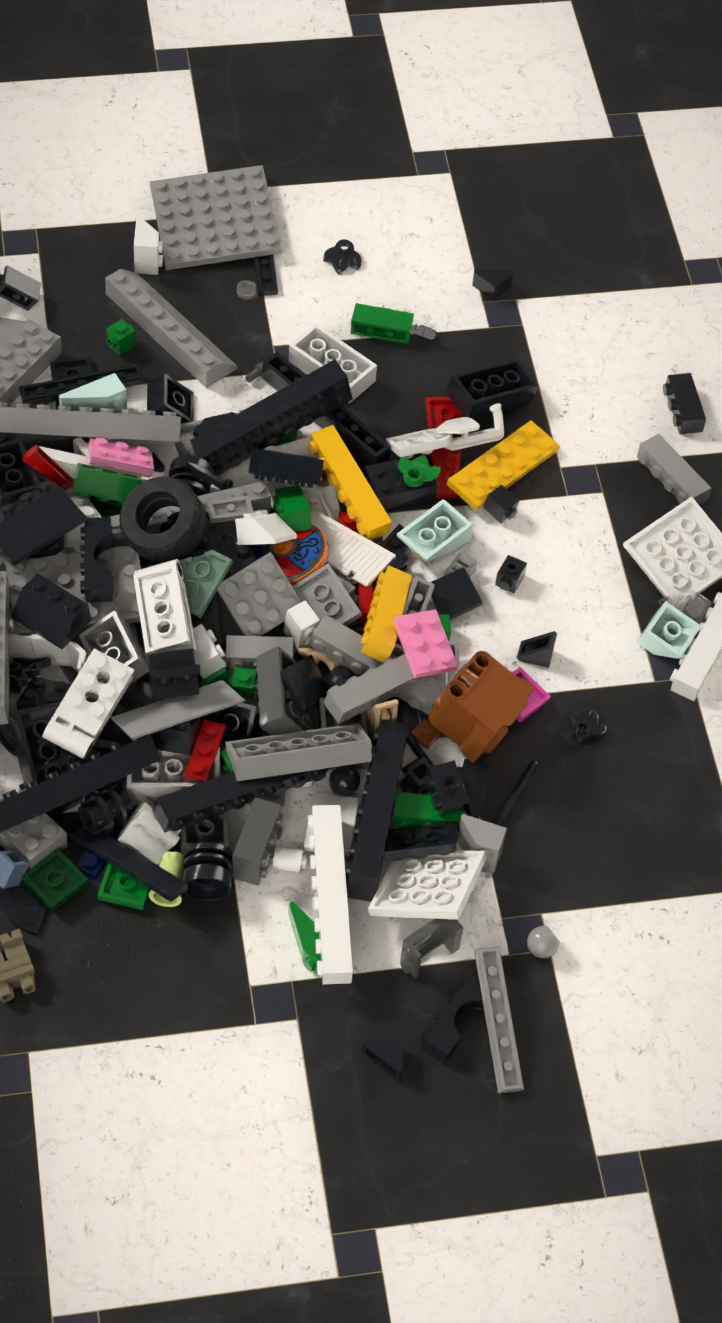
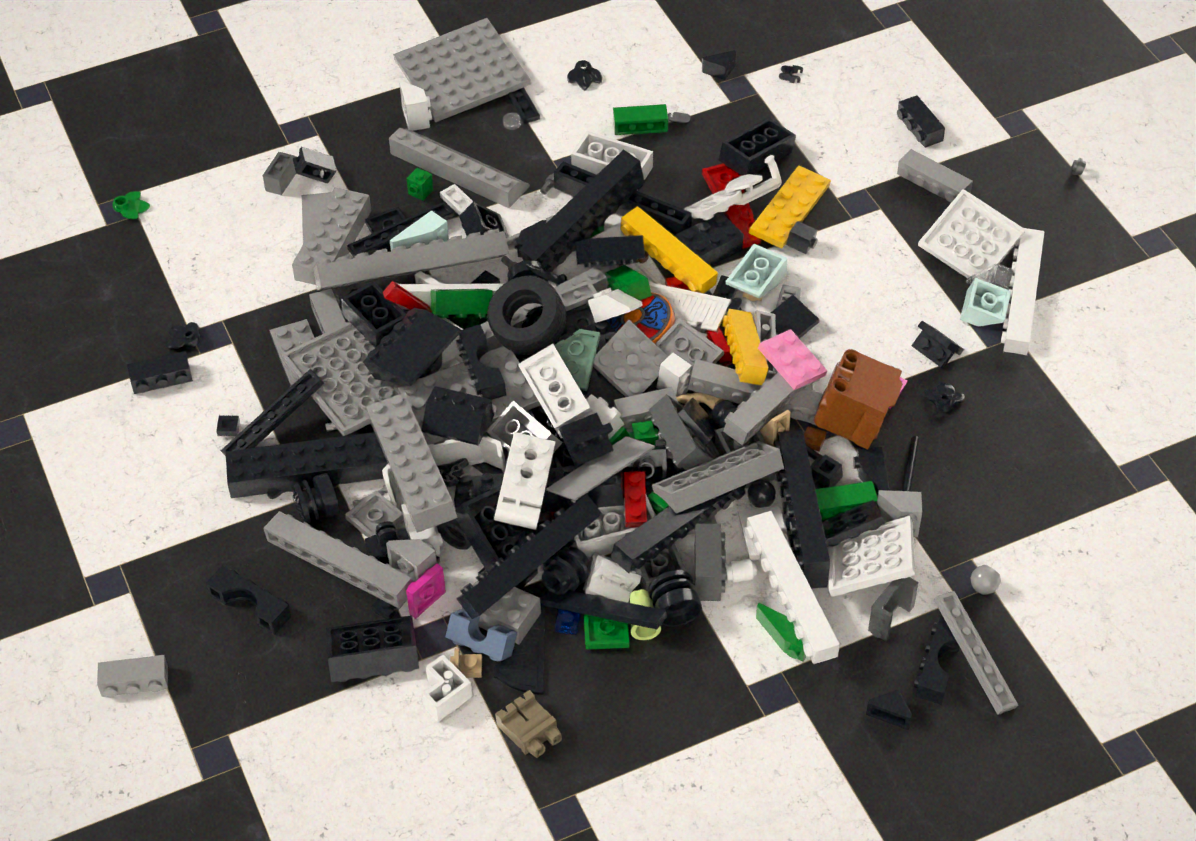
camera: 10 degrees left, 5 degrees down
(55, 880) = (542, 642): dark green plate -> none
(120, 456) = (462, 277): bright pink plate -> none
(153, 363) = (455, 198): none -> white plate
(417, 471) = (723, 226): green plate -> none
(446, 788) = (856, 474): black brick -> none
(511, 574) = (833, 295): black brick -> none
(538, 649) = (882, 345): black slope -> none
(568, 308) = (787, 72): none -> black piece
(598, 663) = (935, 345): none -> black bracket

